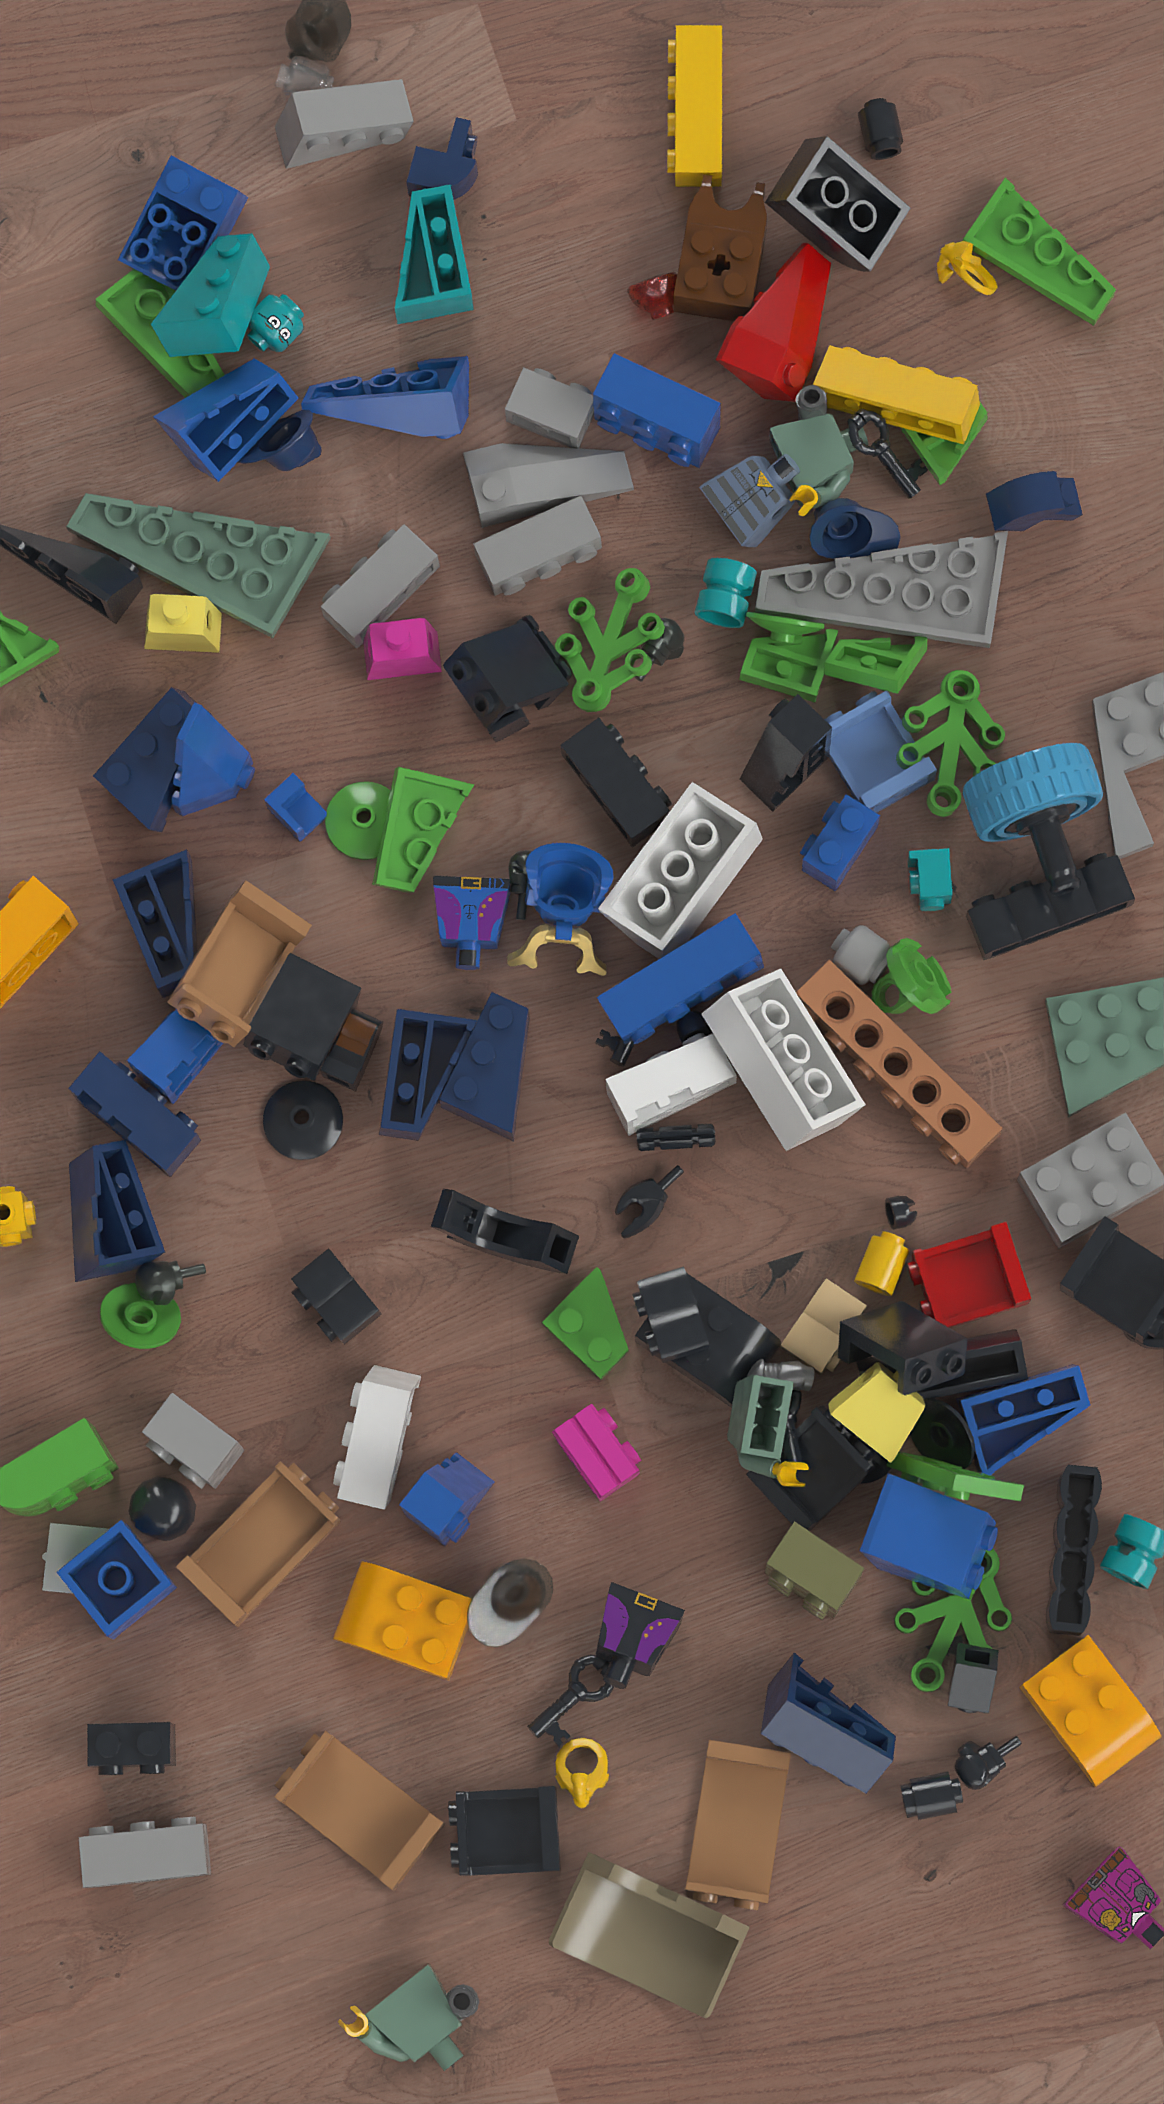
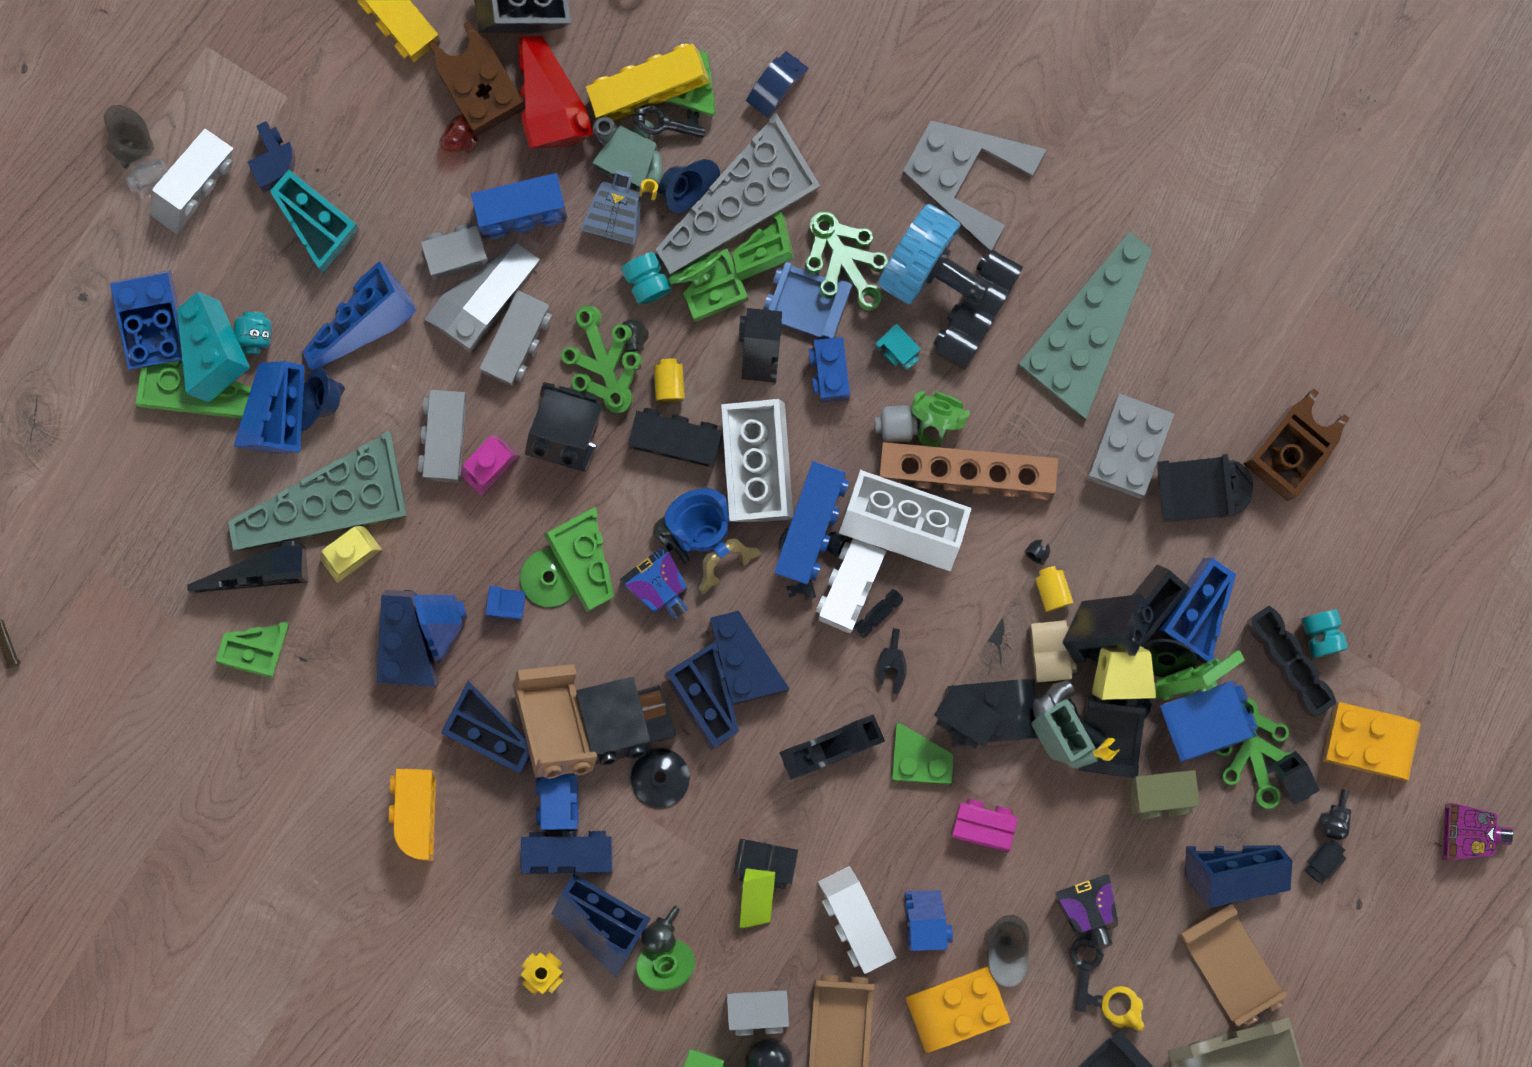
camera: 50 degrees left, 5 degrees up
(292, 1324) = (757, 897): none -> lime slope
(660, 717) = (669, 381): none -> yellow brick
(970, 1277) = (1107, 556): red panel -> none

